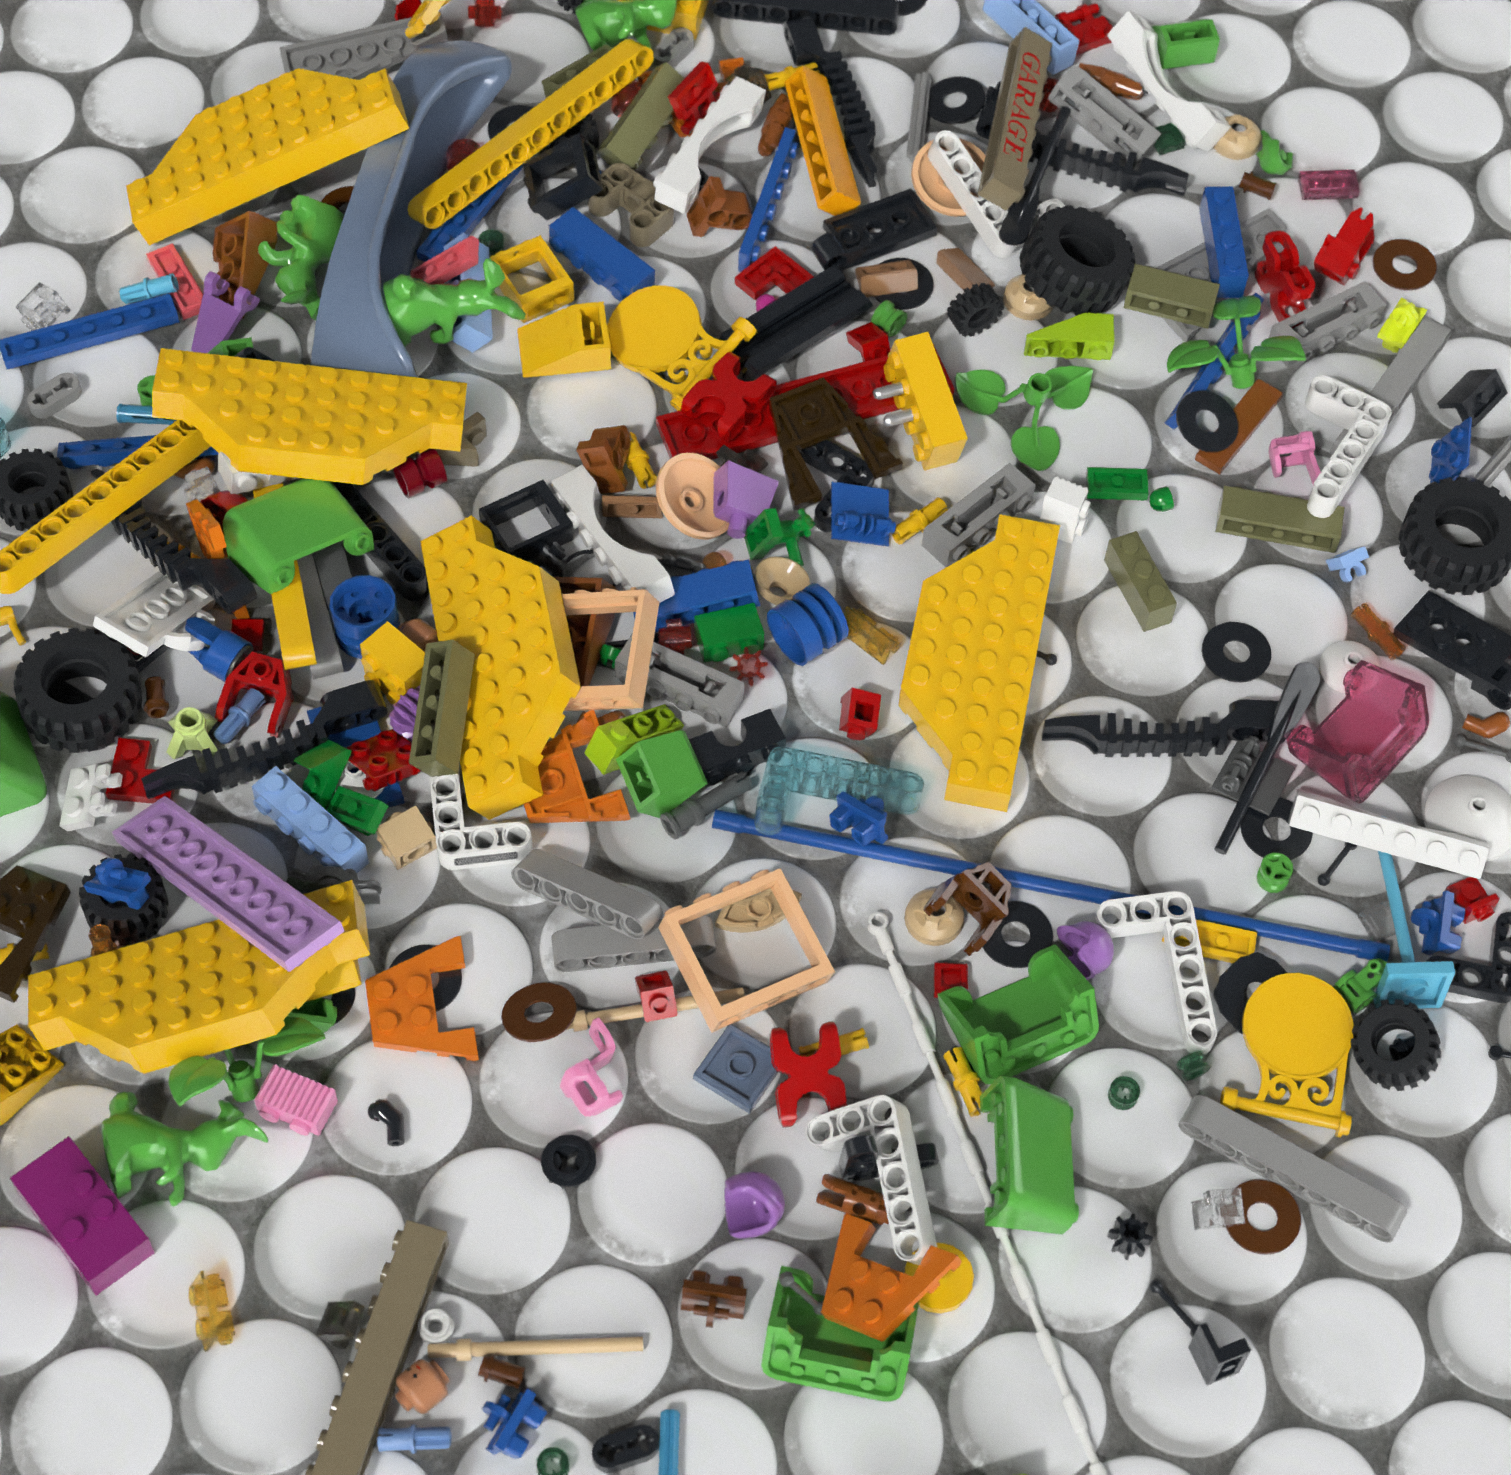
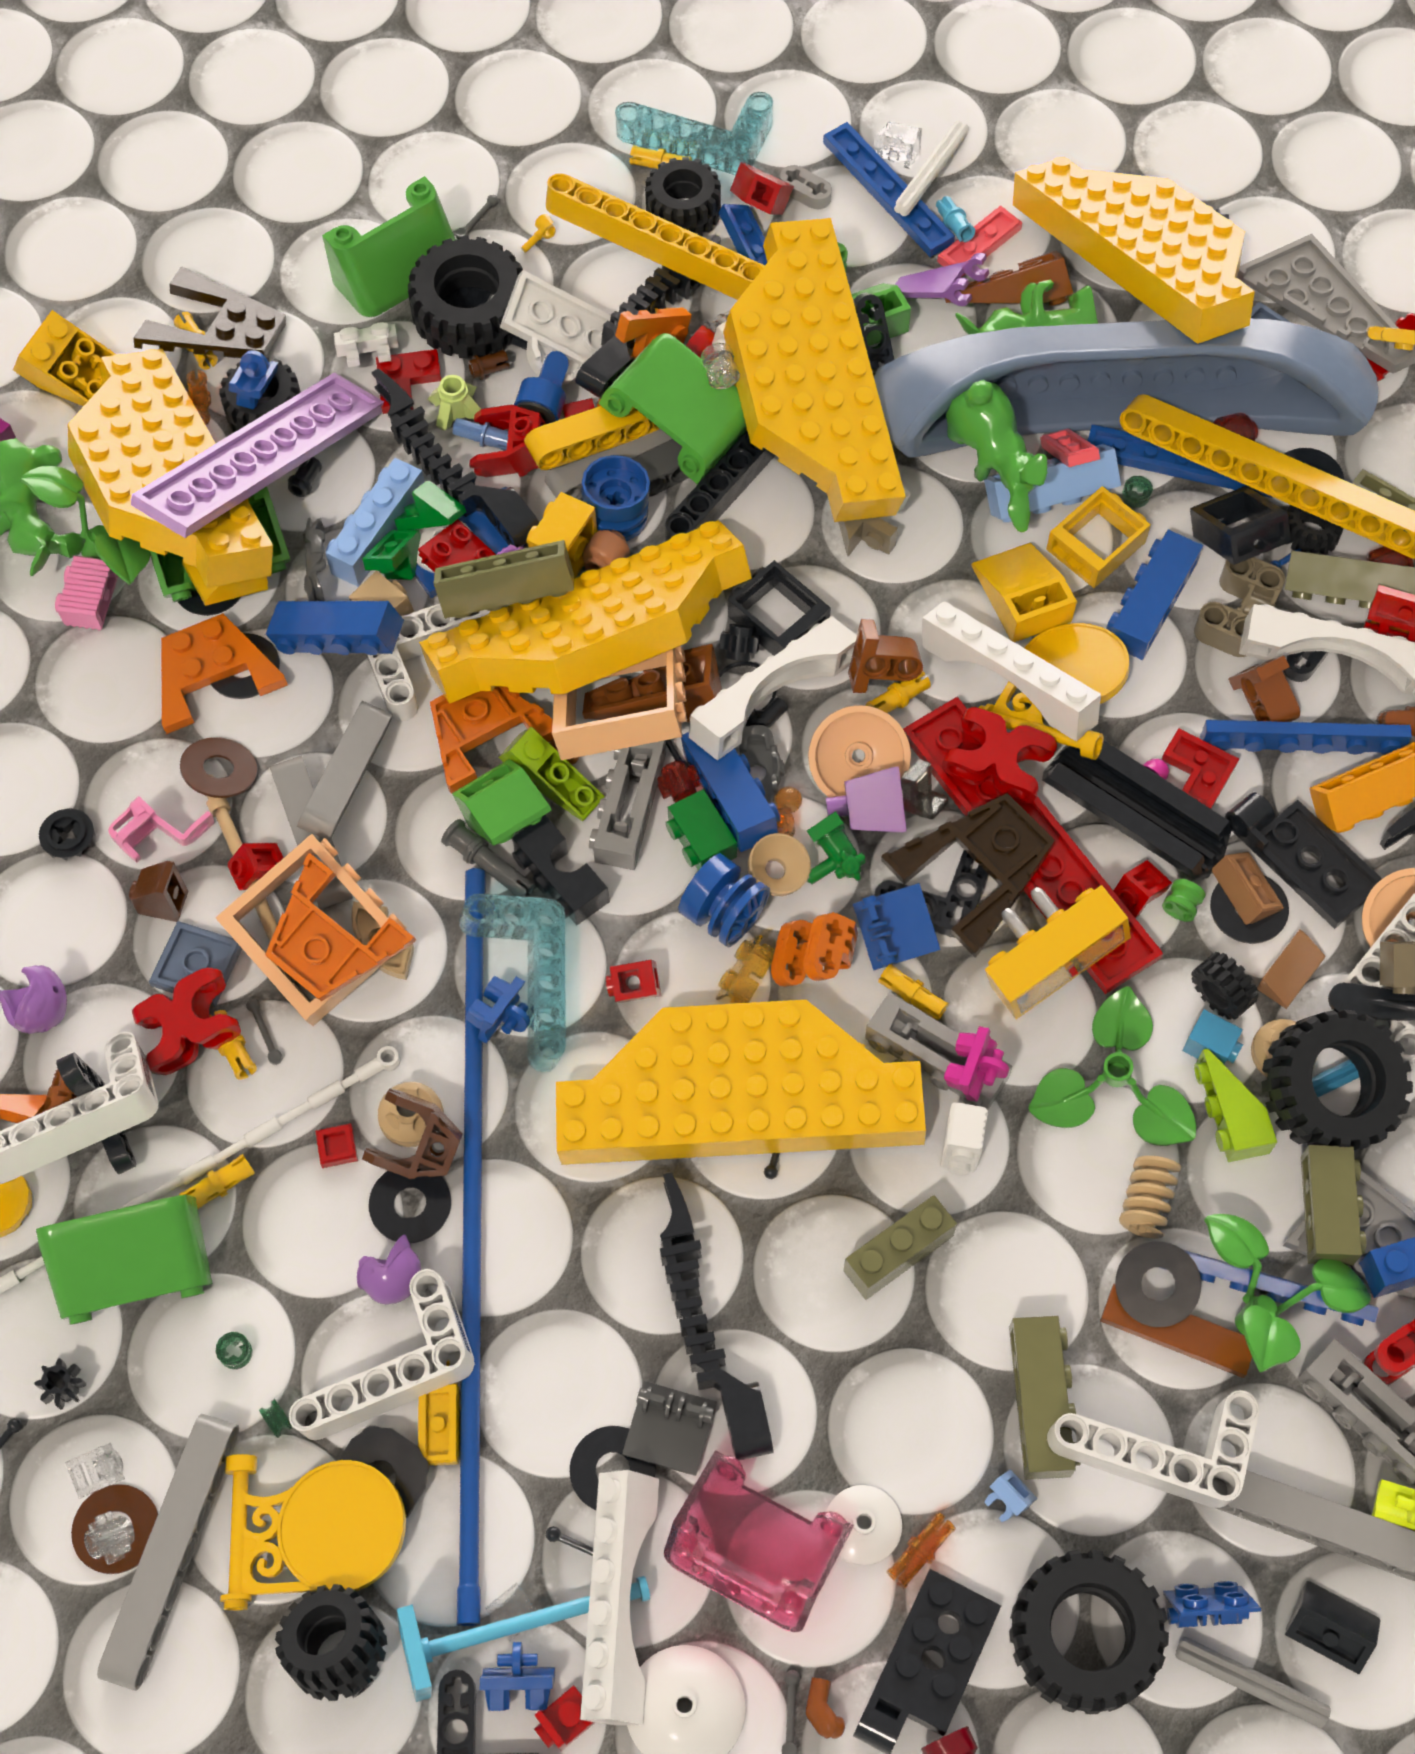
camera: 80 degrees right, 5 degrees up
(48, 426) = (761, 189): none -> red slope
(85, 289) = (931, 168): none -> white axle
(284, 477) = (720, 366): none -> clear wheel
(392, 1117) = (87, 674): black arm -> none
(419, 472) = (808, 501): dark red wheel -> none
(430, 873) = (335, 627): none -> blue brick
(631, 507) = (835, 690): medium nougat slope -> none
(664, 1077) = (159, 892): none -> reddish brown slope
(698, 333) = (1058, 696): none -> white arch
(746, 658) = (662, 859): clear red gear -> none
(778, 936) = (317, 948): none -> orange wing
(850, 1018) = (274, 1055): none -> dark grey hinge
(862, 568) = (817, 947): none -> orange piece
(1010, 334) = (1216, 1035): none -> dark azure brick
(1019, 486) = (982, 1064): none -> dark pink hips
(1025, 1020) = (294, 1218): bright green windscreen -> none
(1117, 483) = (1036, 1198): green plate -> none
(1133, 409) = (1146, 1195): none -> tan piece
(1161, 499) = (1031, 1254): green hinge -> none
(1236, 672) = (838, 1410): black gear -> none
(1273, 865) = (545, 1464): bright green wheel -> none
(1277, 1210) = (109, 1537): none -> clear gear
(1290, 708) = (758, 1447): black piece -> none
(1302, 450) = (1157, 1407): bright pink piece -> none
(1361, 984) = (413, 1589): bright green piece -> none

